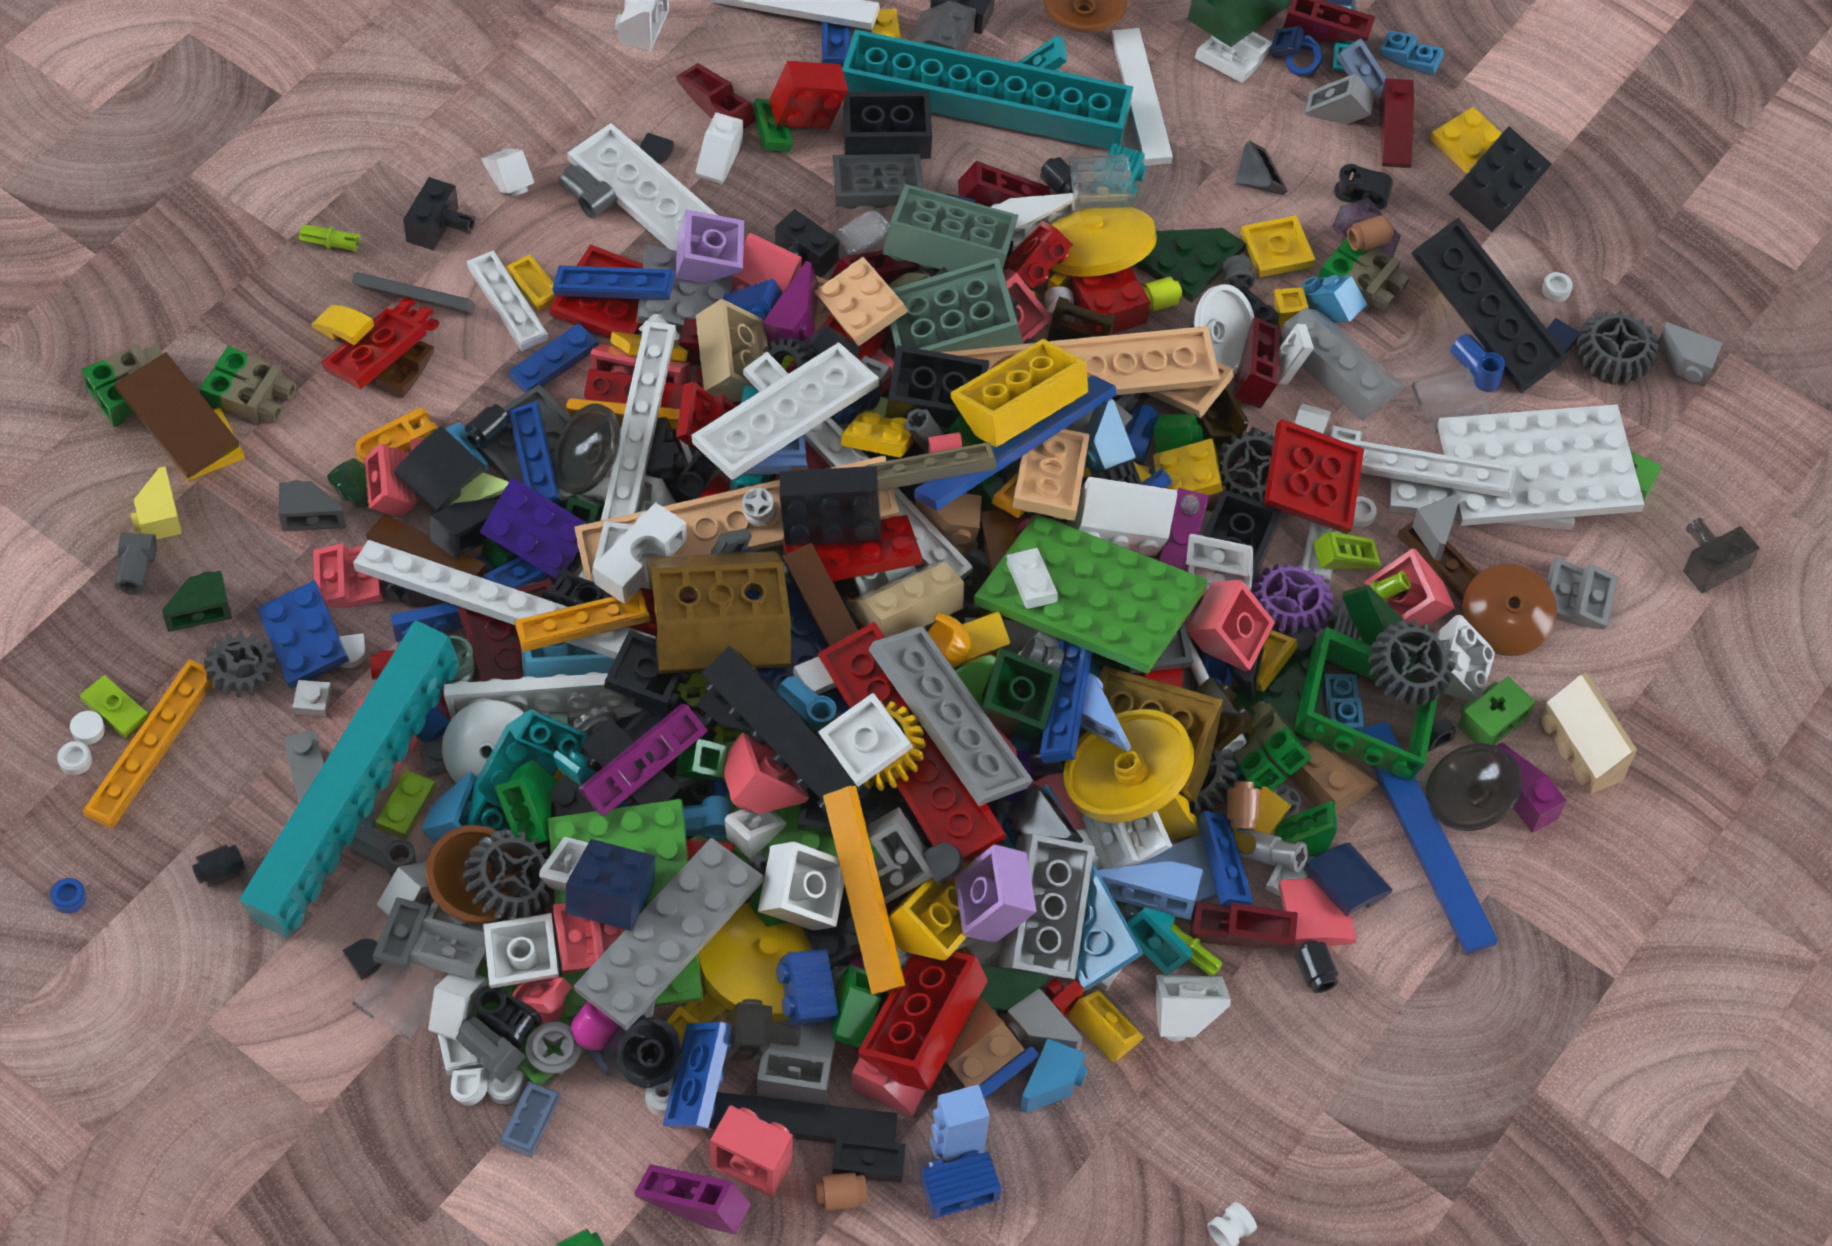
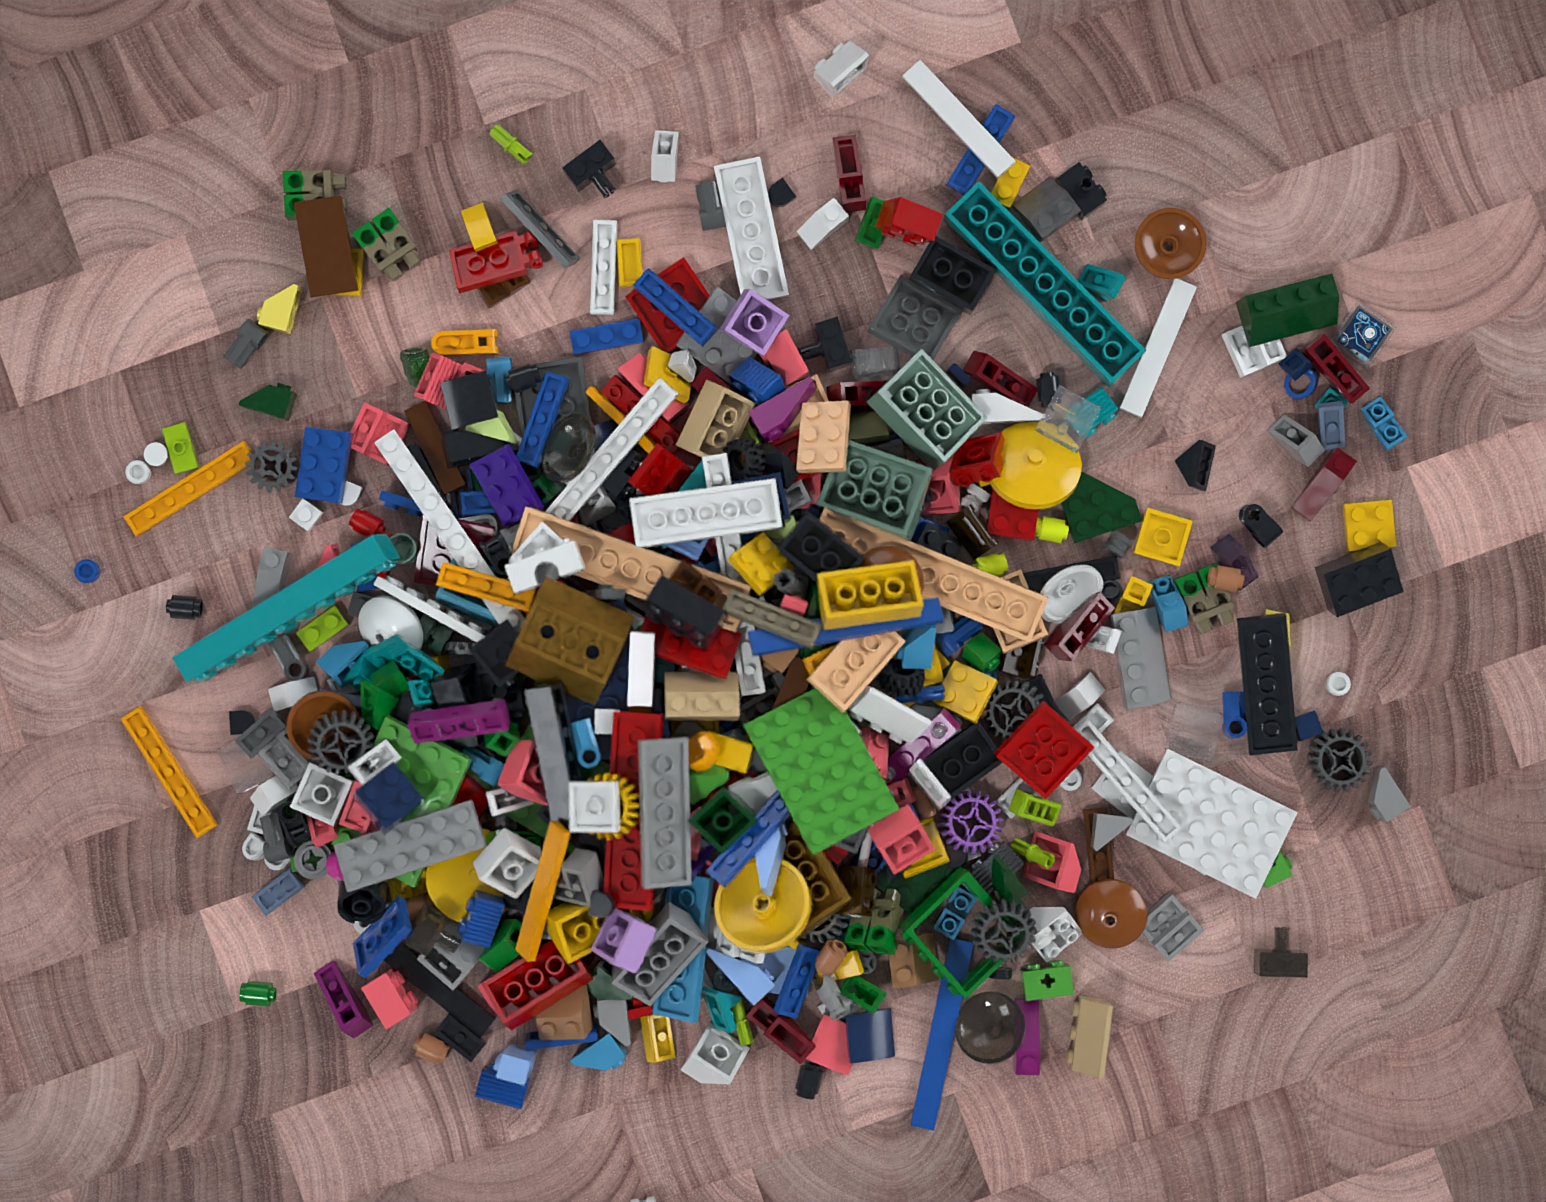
camera: 35 degrees right, 30 degrees up
(305, 1063) = (169, 771): none -> light orange tile
(308, 507) = (376, 365): dark grey slope -> none
(757, 499) = (642, 578): white wheel -> none
(1032, 578) = (785, 740): white plate -> none
(1037, 651) = (756, 797): dark grey wheel -> none
(1039, 814) = (690, 905): black slope -> none

